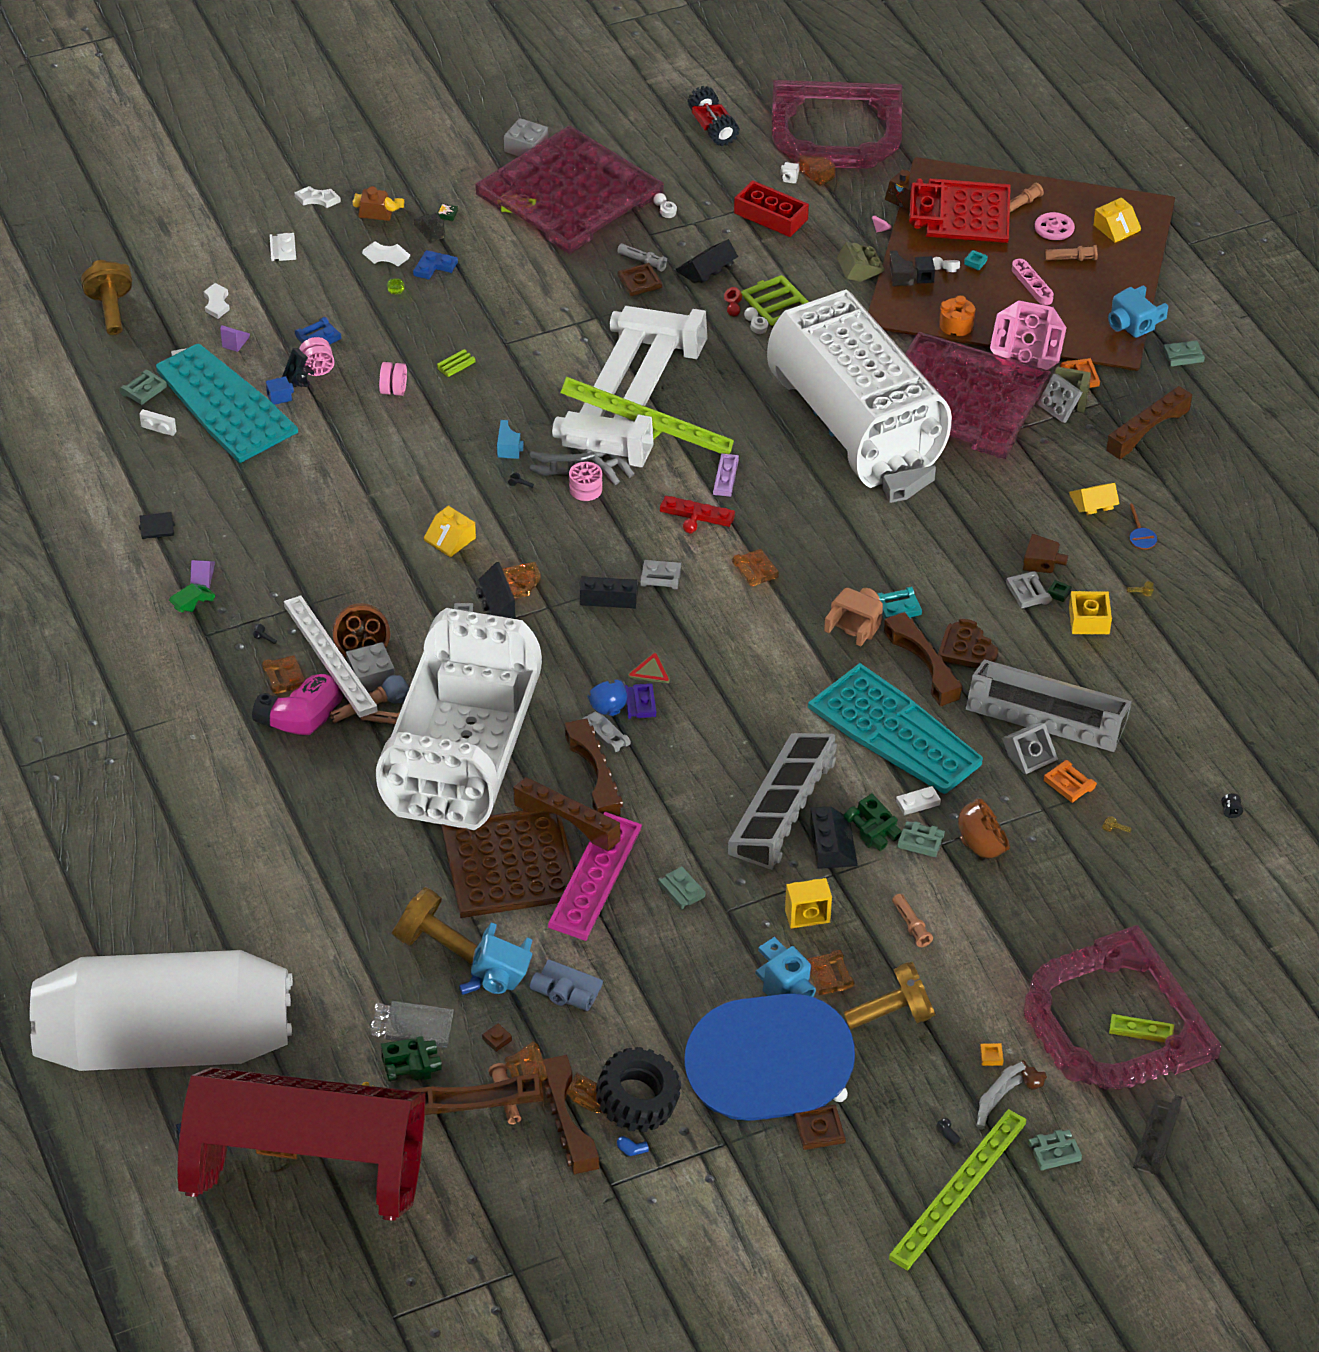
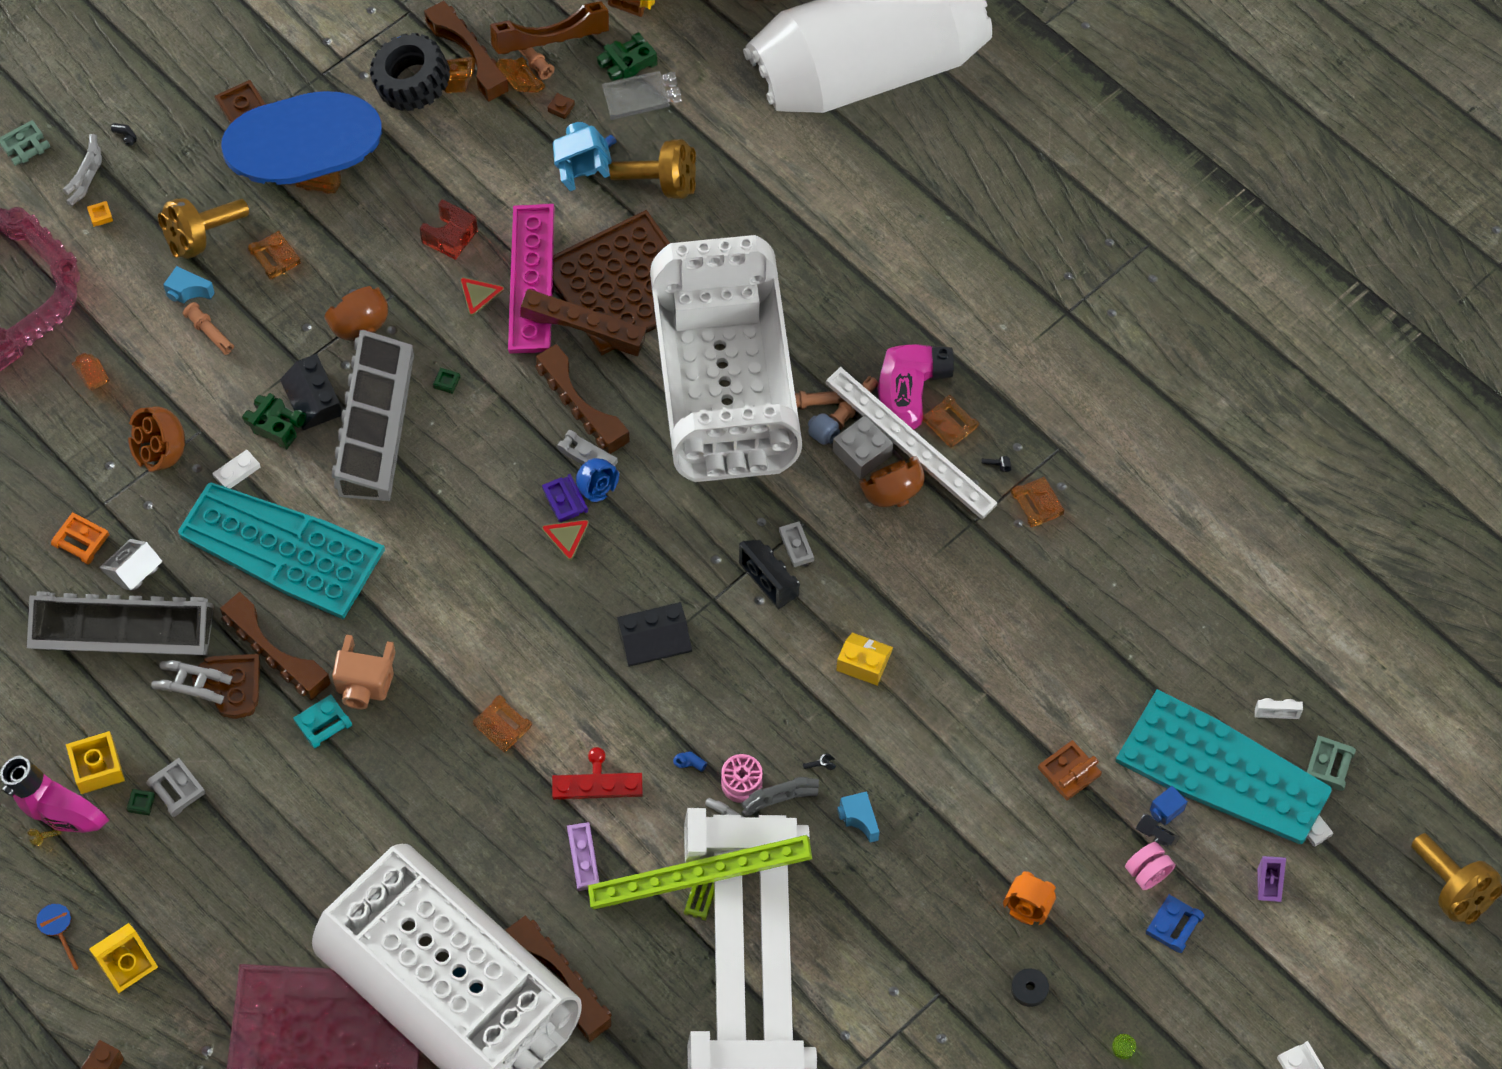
camera: 160 degrees right, 15 degrees up
(156, 525) = (1194, 572): black piece -> none
(188, 597) = (1096, 479): green slope -> none
(202, 572) = (1107, 520): medium lavender slope -> none
(216, 295) = (1336, 950): white tile -> none
(243, 600) = (1043, 499): none -> clear orange plate
(336, 427) = (1070, 770): none -> dark orange plate
(393, 378) = (1040, 858): bright pink wheel -> none
(415, 358) = (1030, 898): none -> orange brick
(440, 328) = (1030, 997): none -> black piece
(452, 363) = (991, 917): lime tile -> none
(522, 578) = (758, 617): clear orange plate -> none
(566, 985) = (517, 167): sand blue panel -> none
(619, 509) = (689, 759): none -> blue arm
(649, 877) = (479, 294): none -> piece
(652, 933) = (455, 235): none -> clear red piece
(661, 574) = (606, 685): light grey plate -> none
(681, 887) = (445, 301): sand green plate -> none
(706, 822) = (446, 380): none -> dark green tile
(767, 873) = (358, 311): none -> dark orange cylinder
(777, 978) = (311, 206): dark azure piece -> none
(787, 431) = (593, 1017): none -> reddish brown arch
(808, 903) = (311, 300): yellow brick -> none
(921, 838) = (221, 416): sand green plate -> none
(926, 960) = (185, 285): none -> dark azure arch
(957, 1190) = (102, 85): lime plate -> none
(994, 638) = (197, 690): none -> light grey piece
(1032, 910) = (90, 371): none -> clear orange slope
(1033, 1078) = (56, 203): reddish brown piece -> none
(1043, 555) = (168, 841): reddish brown torso -> none
(1111, 823) = (29, 500): clear yellow hand -> none
(1128, 591) = (48, 800): none -> dark pink piece

